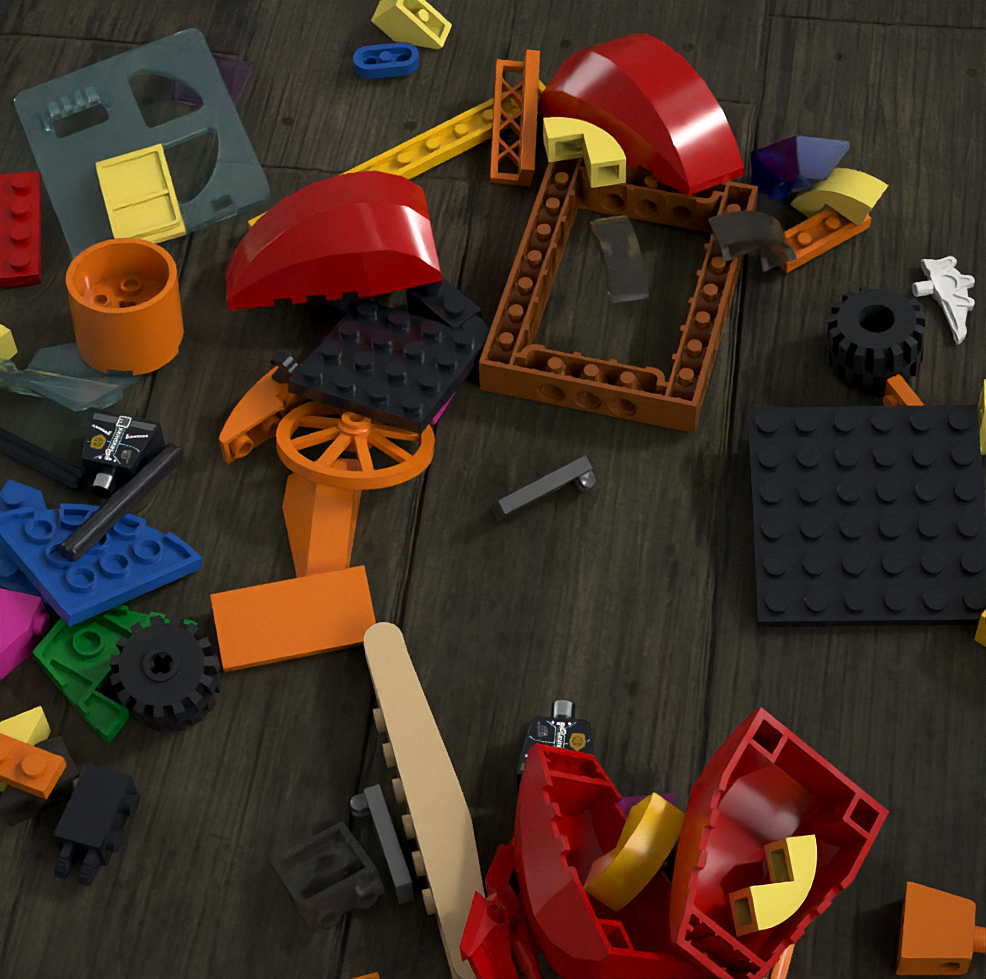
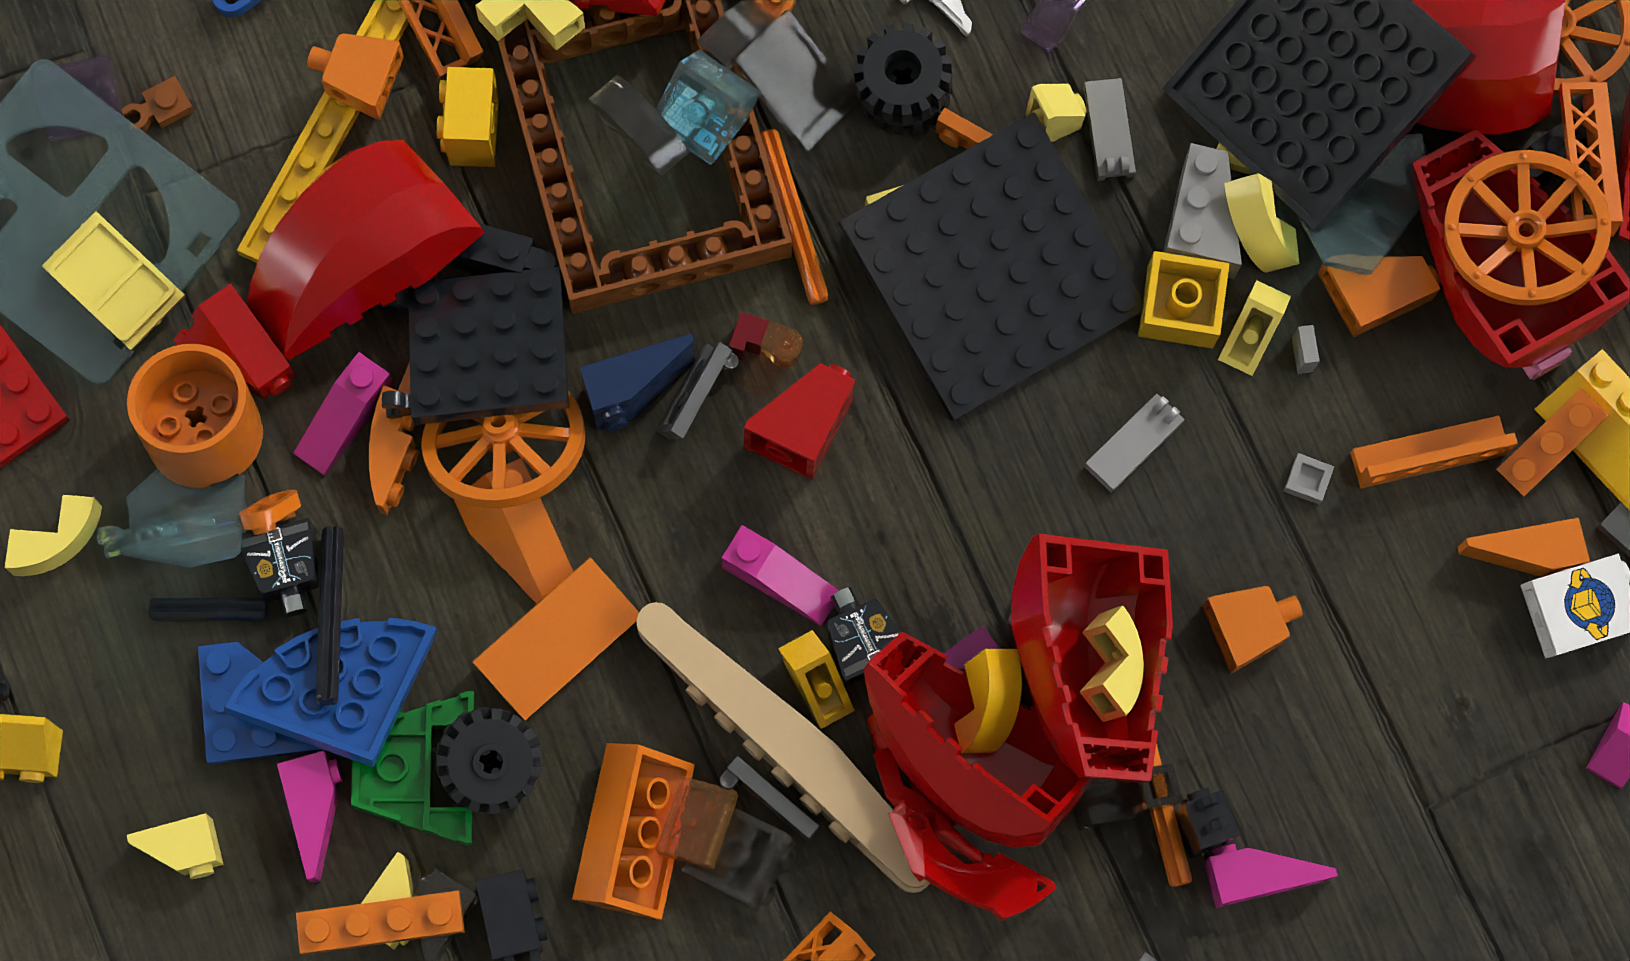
camera: 40 degrees left, 20 degrees up
(127, 402) = (271, 509): none -> orange plate
(201, 278) = (233, 329): none -> red slope
(240, 368) = (343, 413): none -> dark pink slope
(250, 804) = (625, 825): none -> orange slope
(267, 110) = (163, 103): none -> dark orange plate
(307, 823) = (697, 822): none -> clear orange plate
(428, 140) = (359, 71): none -> orange torso
(492, 207) = (469, 116): none -> yellow brick
(494, 767) = (816, 679): none -> yellow slope
(495, 450) = (630, 382): none -> dark blue slope
(515, 661) = (778, 575): none -> dark pink slope
(618, 548) = (802, 420): none -> red slope
(629, 480) = (766, 339): none -> leg
(686, 270) = (706, 105): none -> clear light blue slope
(715, 405) = (798, 229): none -> orange axle
(779, 298) = (795, 81): none -> clear smoke piece
(918, 724) = (1134, 442): none -> light grey hinge

